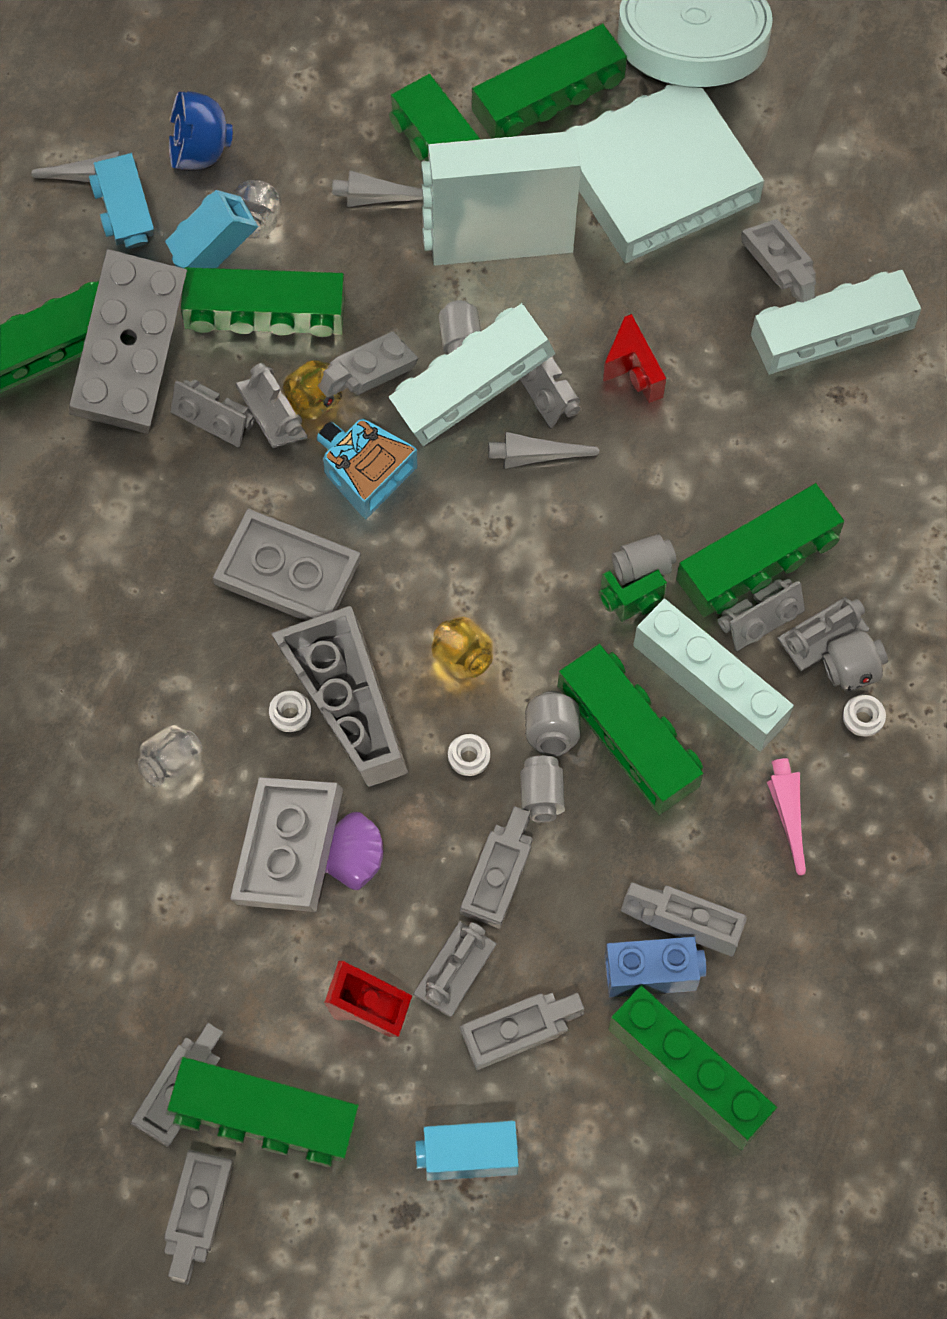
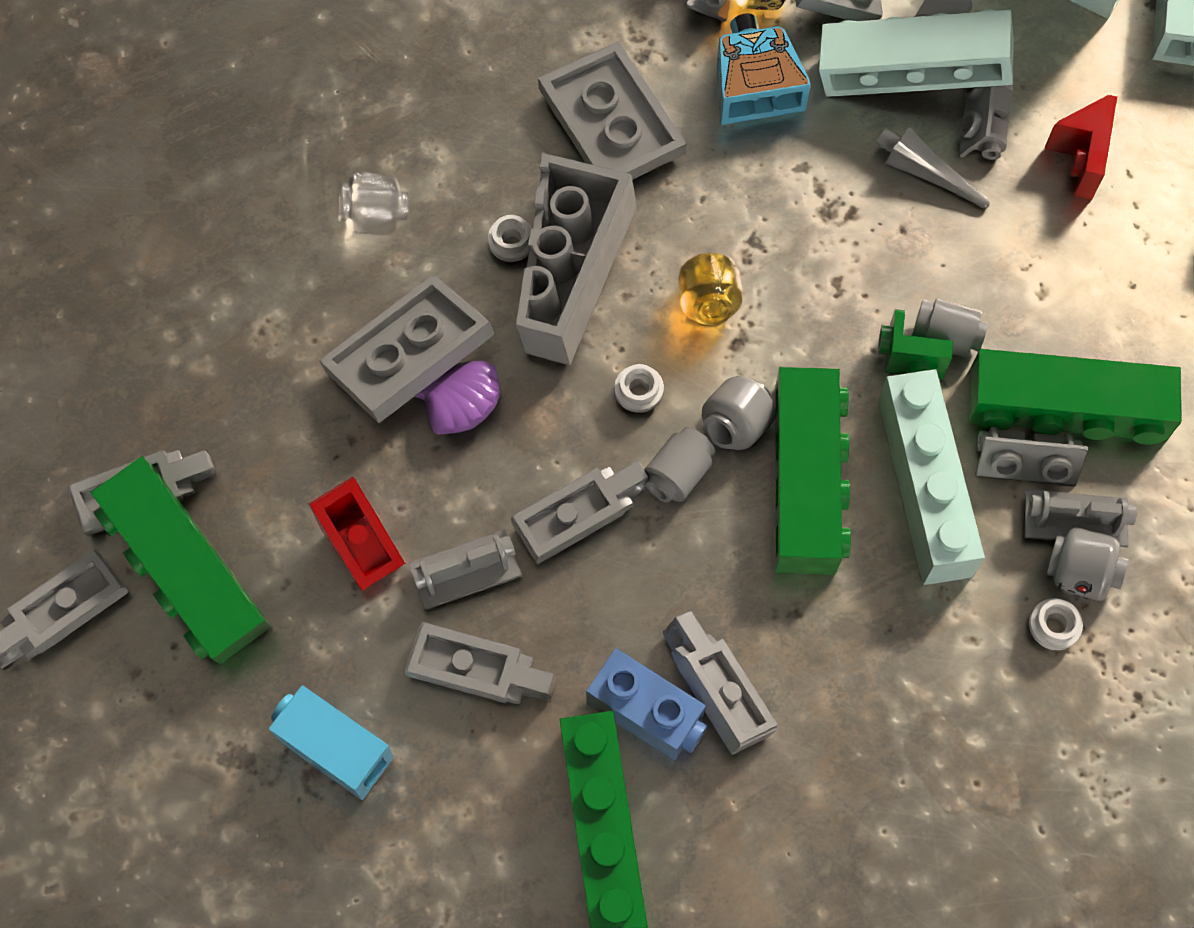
camera: 40 degrees right, 0 degrees up
(786, 795) = (915, 639): bright pink piece -> none

